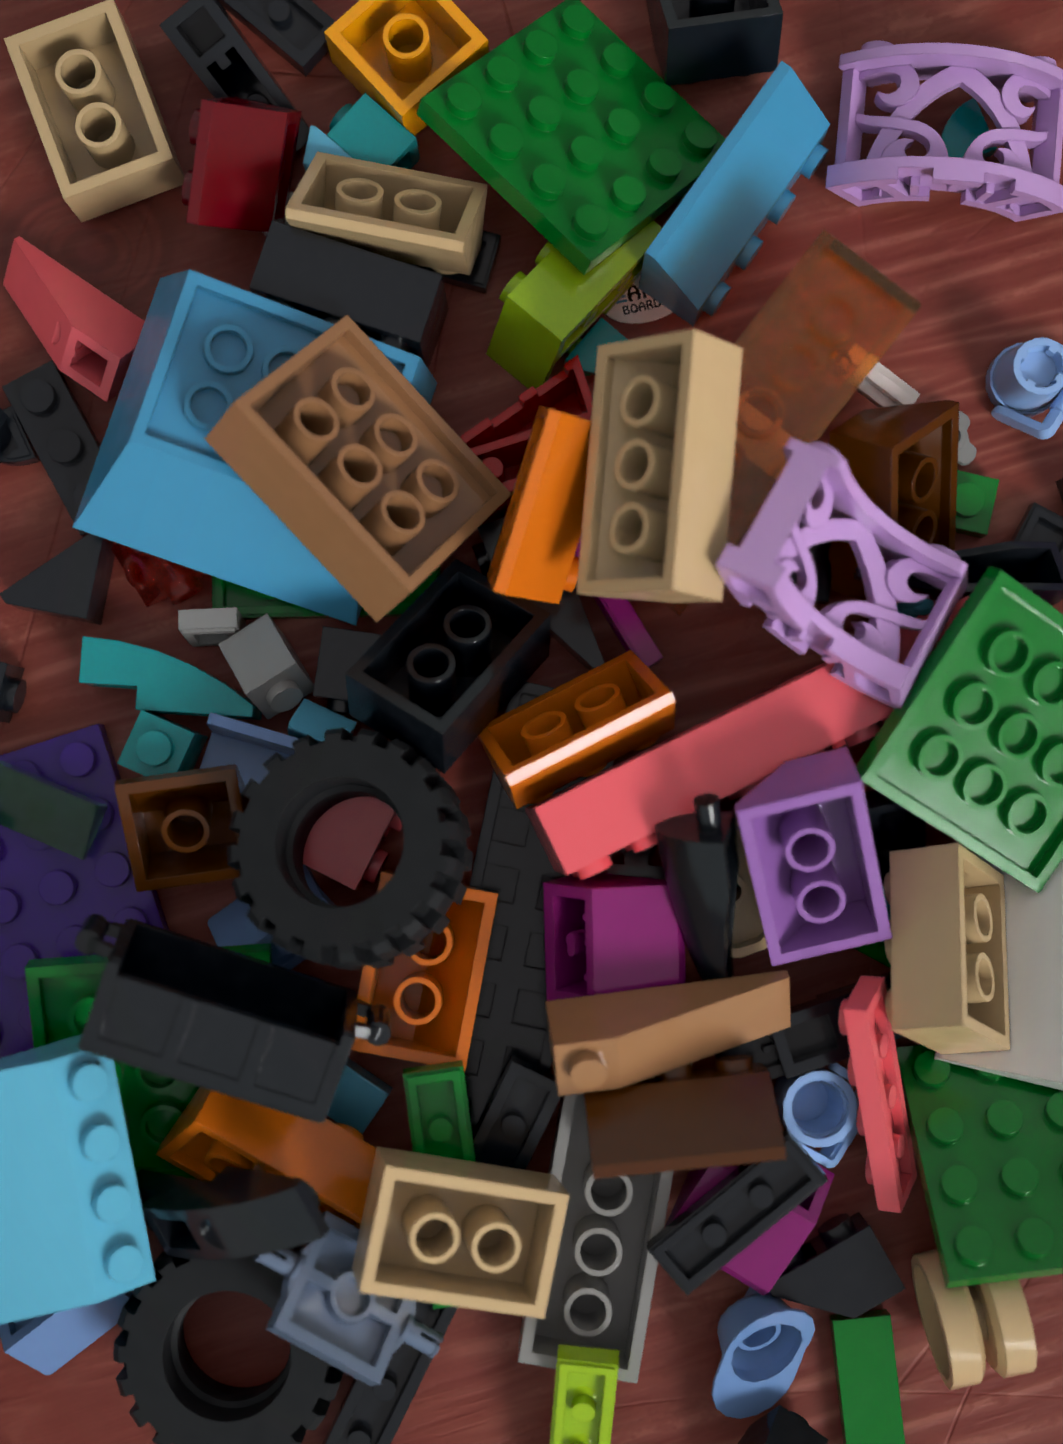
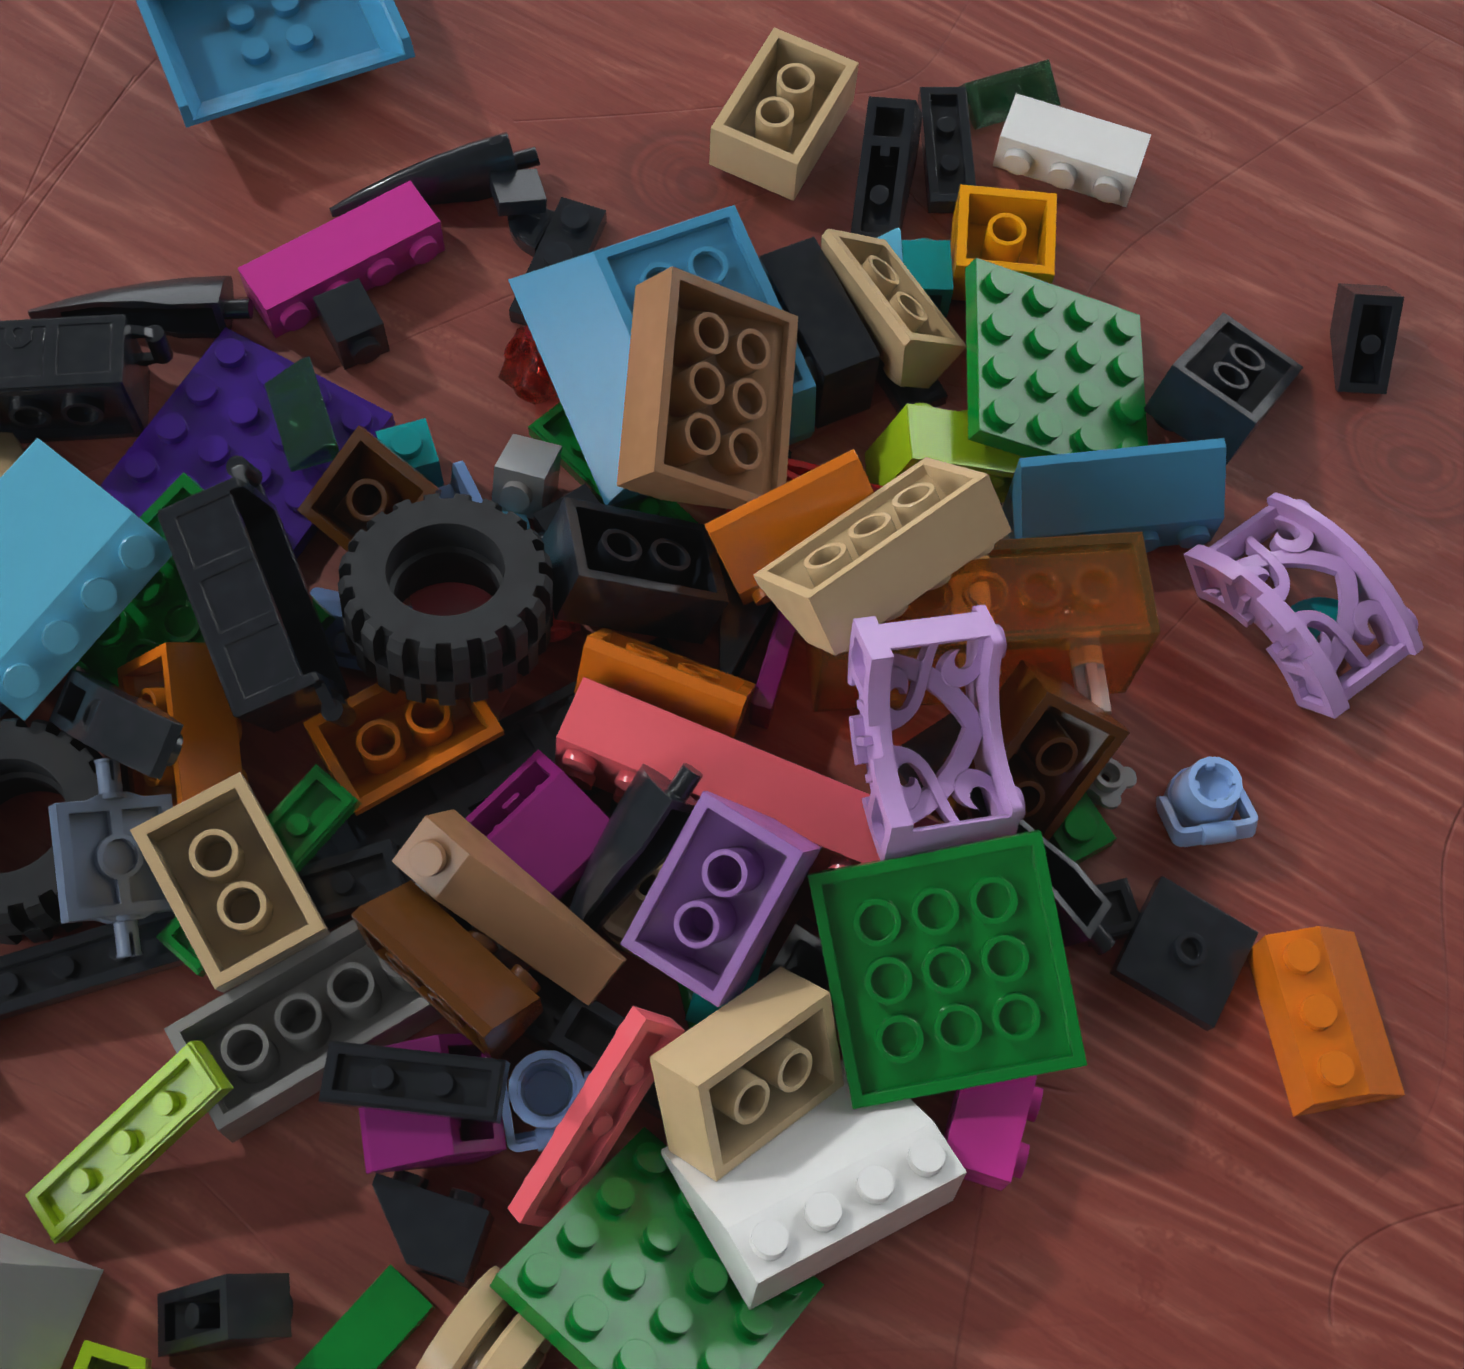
camera: 40 degrees right, 20 degrees down
(69, 584) = (470, 325): black slope -> none
(76, 323) = (642, 193): coral slope -> none
(161, 681) = (453, 420): teal slope -> none
(209, 625) = (520, 419): light grey tile -> none
(240, 163) = (833, 193): dark red slope -> none
(357, 1097) = (272, 772): medium azure slope -> none
(760, 1353) = (314, 1223): medium blue piece -> none

